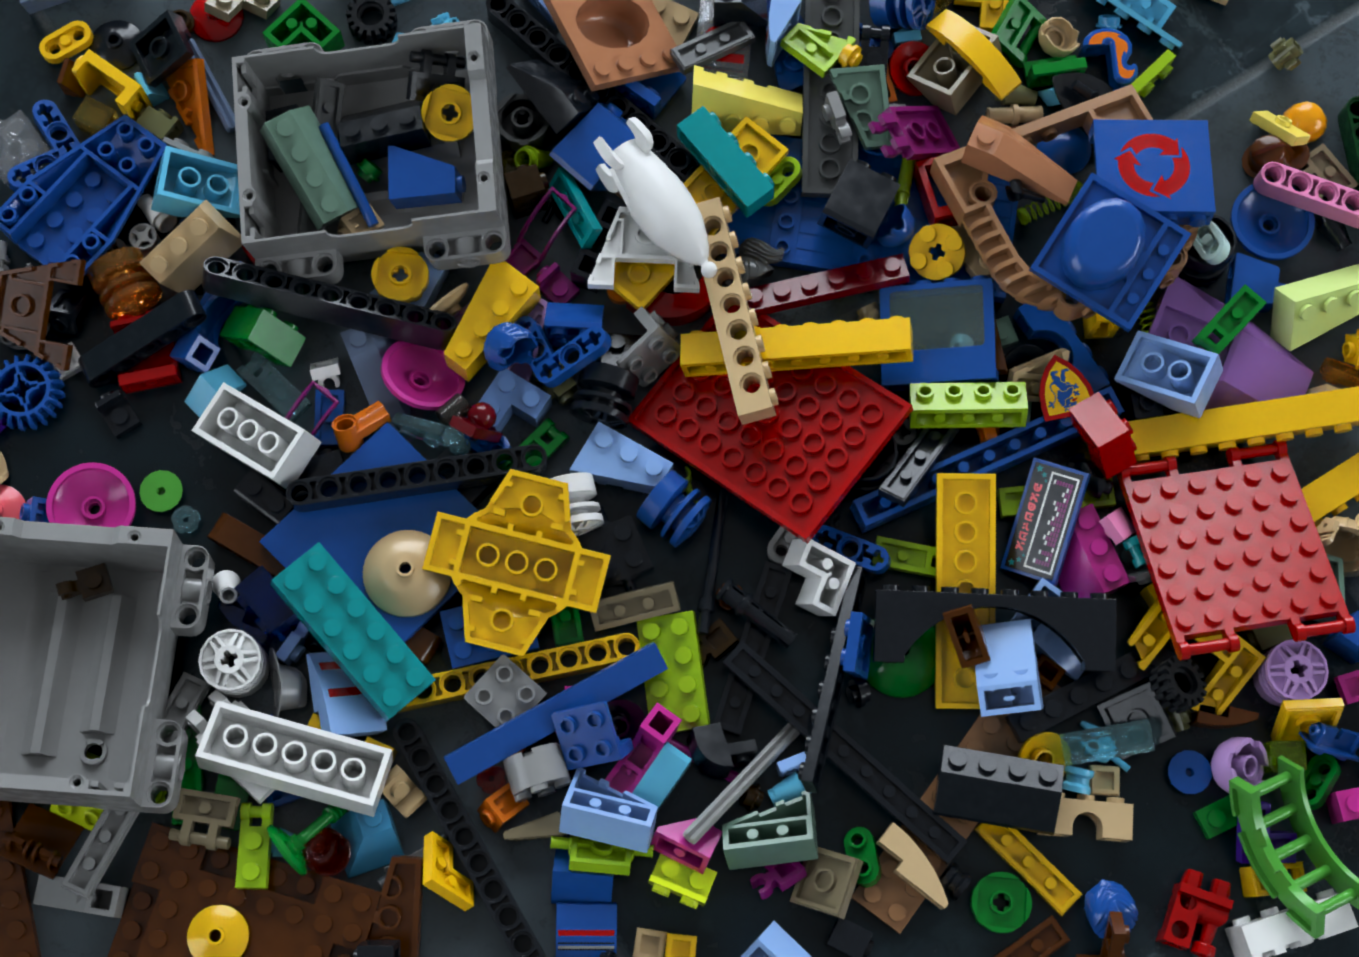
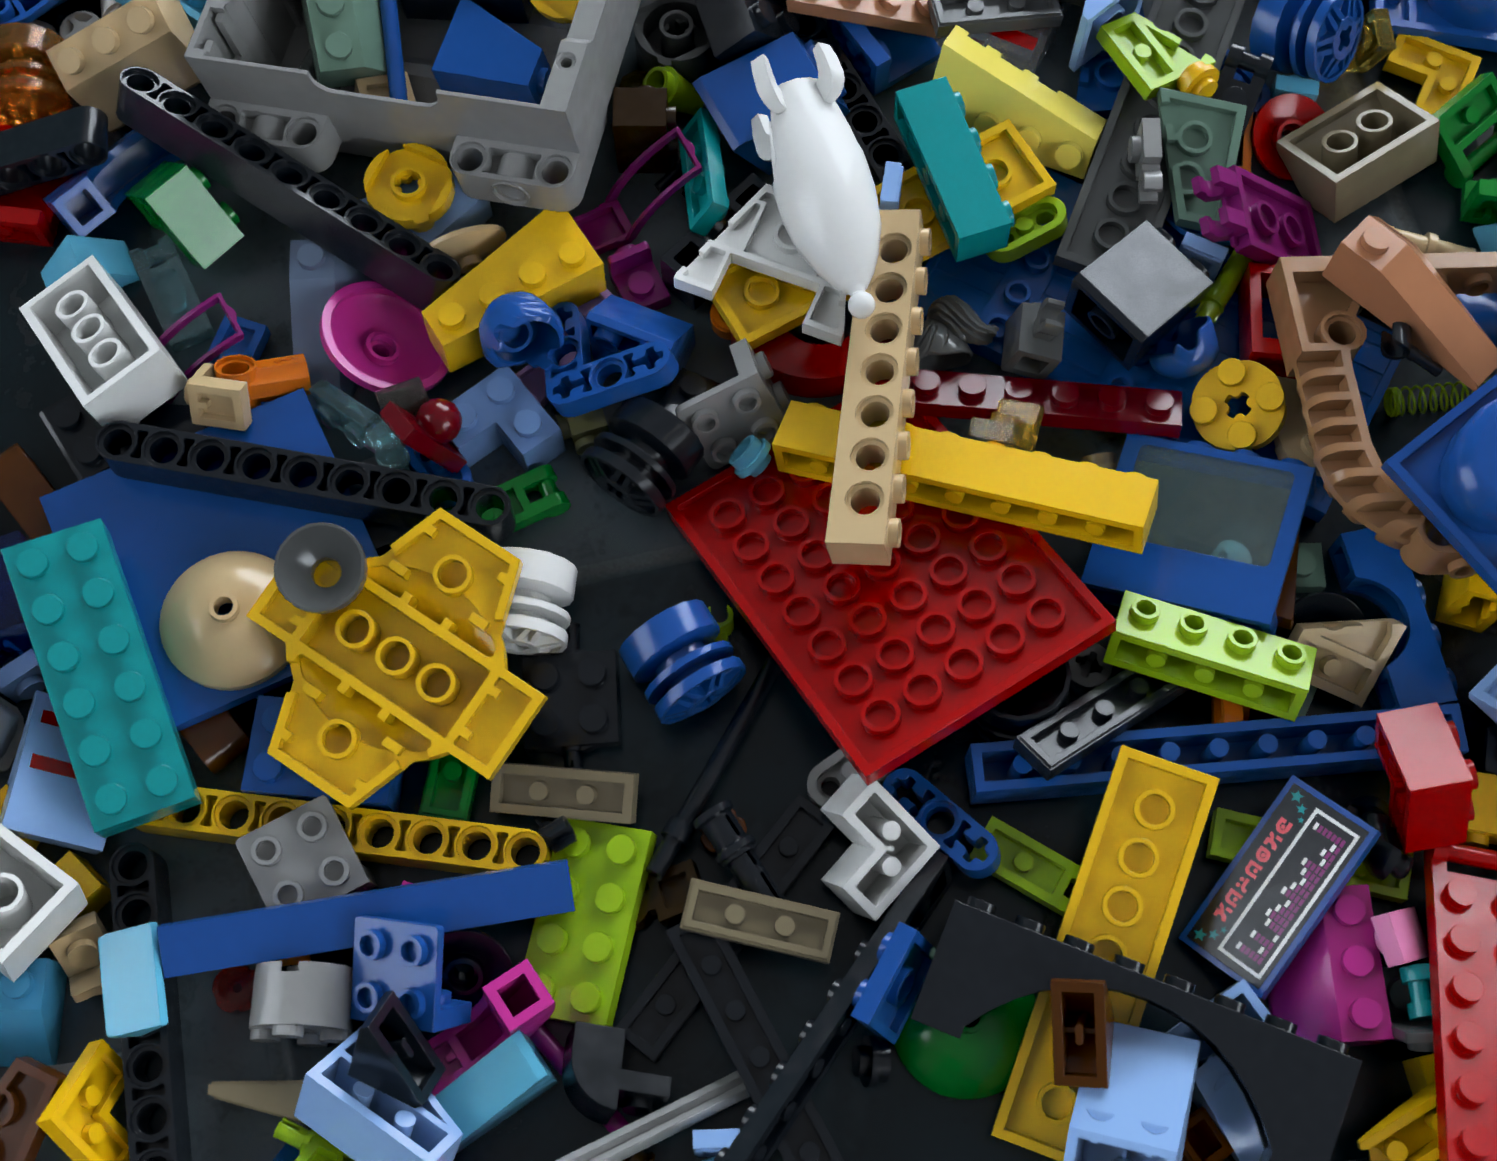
camera: 25 degrees right, 5 degrees down
(326, 369) = (253, 291): white tile -> none
(344, 447) = (217, 400): none -> tan bracket
(369, 171) = (426, 30): green plate -> none
(440, 792) = (132, 981): none -> medium azure slope
(453, 512) = (301, 555): none -> dark grey piece
(500, 808) = (225, 1042): orange bracket -> none
(605, 778) = (395, 1054): none -> black slope
(620, 461) = (626, 560): light blue wedge -> none
(640, 629) = (557, 832): none -> black hand
(667, 374) = (751, 457): none -> medium azure plate
(695, 186) = (891, 186): none -> light blue tile
(773, 638) = (760, 921): none -> dark tan tile
(807, 249) = (1034, 338): none -> dark grey brick
(814, 308) = (1013, 425): none -> clear yellow bracket
(887, 165) = (1205, 251): none -> light blue tile
(977, 51) = (1402, 133): yellow slope -> none
(1021, 95) = (1436, 216): olive cone -> none
(1061, 389) = (1373, 679): shield -> none

